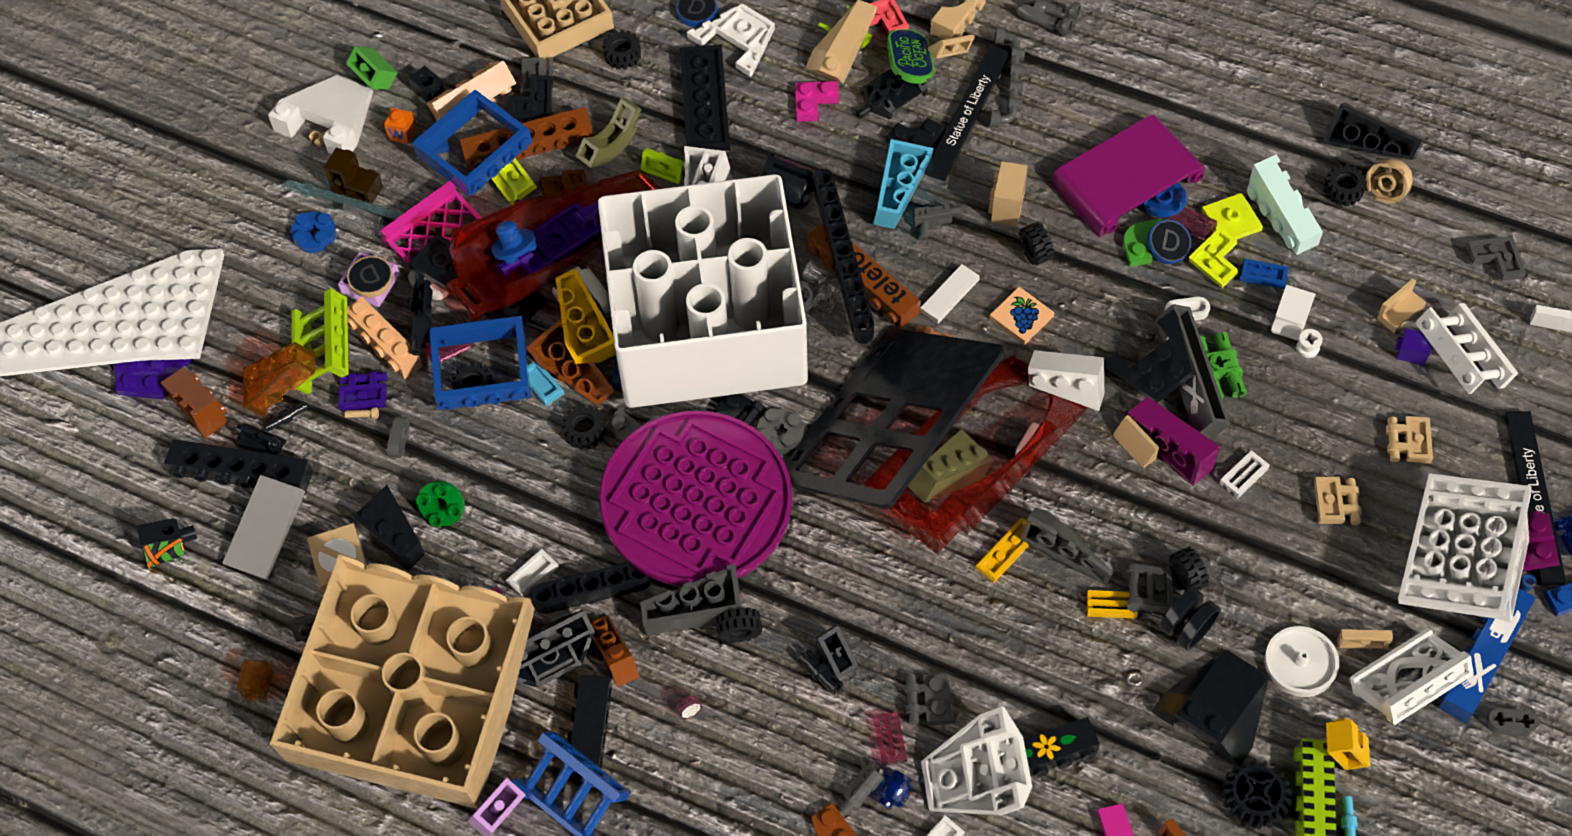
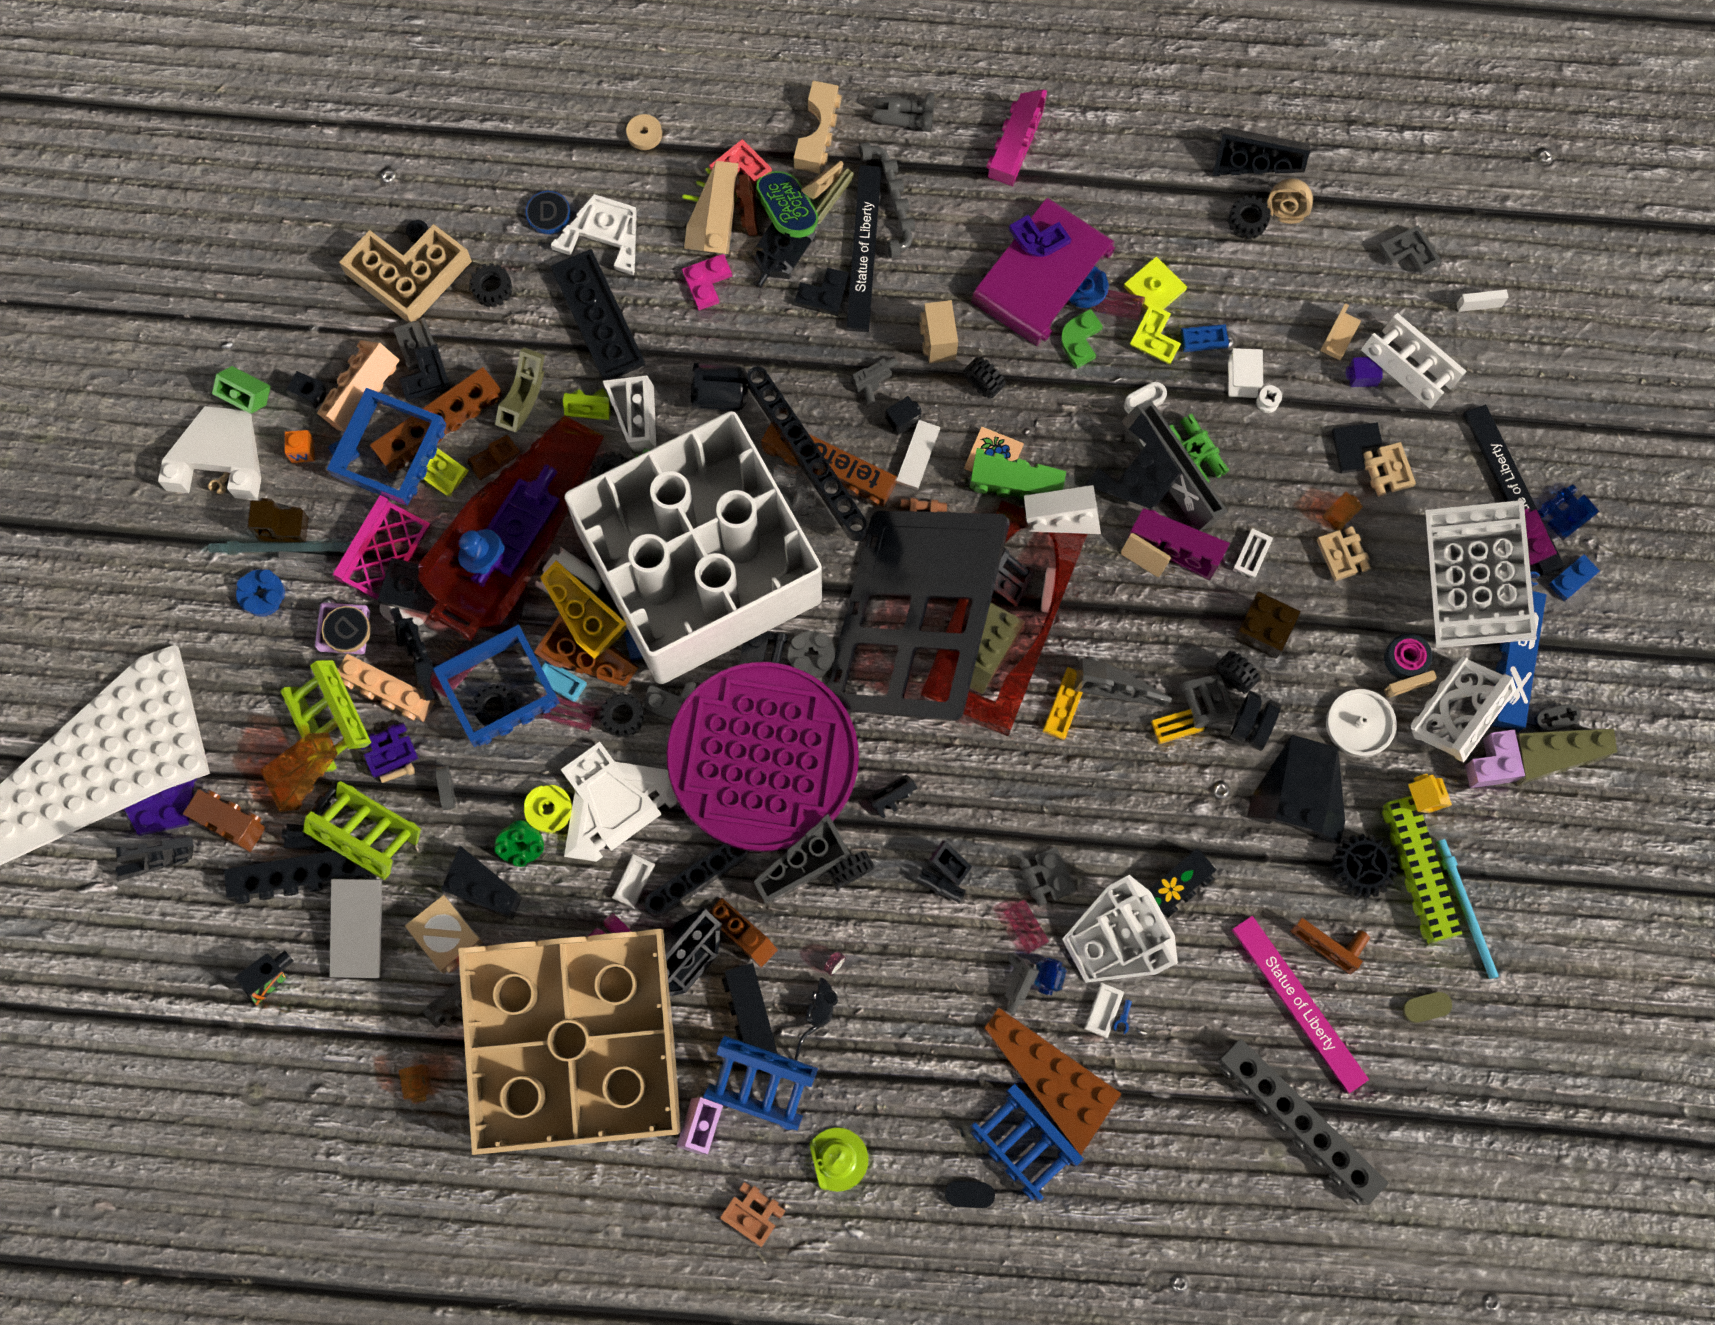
camera: 25 degrees left, 15 degrees up
(124, 408) = (154, 858): none -> black wing
(297, 460) = (353, 848): none -> lime fence
(484, 496) = (534, 808): none -> neon yellow plate
(540, 497) = (611, 801): none -> white plate
(544, 406) = (574, 705): none -> clear pink tile
(657, 745) = (820, 1011): none -> black animal
(816, 572) = (897, 790): none -> black plate
(877, 45) = (747, 200): none -> copper plate
(901, 176) = (827, 346): medium azure wedge -> none
(948, 255) = (903, 415): none -> black brick
(956, 62) = (834, 193): none -> olive axle
(987, 421) = (1007, 585): none -> black plate
(1025, 333) = (1013, 477): none -> bright green wedge
(1132, 146) = (1037, 242): none -> dark purple plate
(1145, 60) = (1016, 137): none -> dark pink wedge
(1169, 241) = (1106, 333): black tile -> none
(1235, 539) = (1267, 625): none -> dark brown brick
(1283, 206) = (1201, 261): light aqua wedge -> none
(1349, 461) = (1343, 511): none -> clear orange brick
(1371, 600) = (1416, 647): none -> wheel
(1379, 404) = (1351, 440): none -> black tile
(1433, 745) = (1501, 764): none -> lavender brick
(1504, 752) = (1562, 750): none -> olive wedge

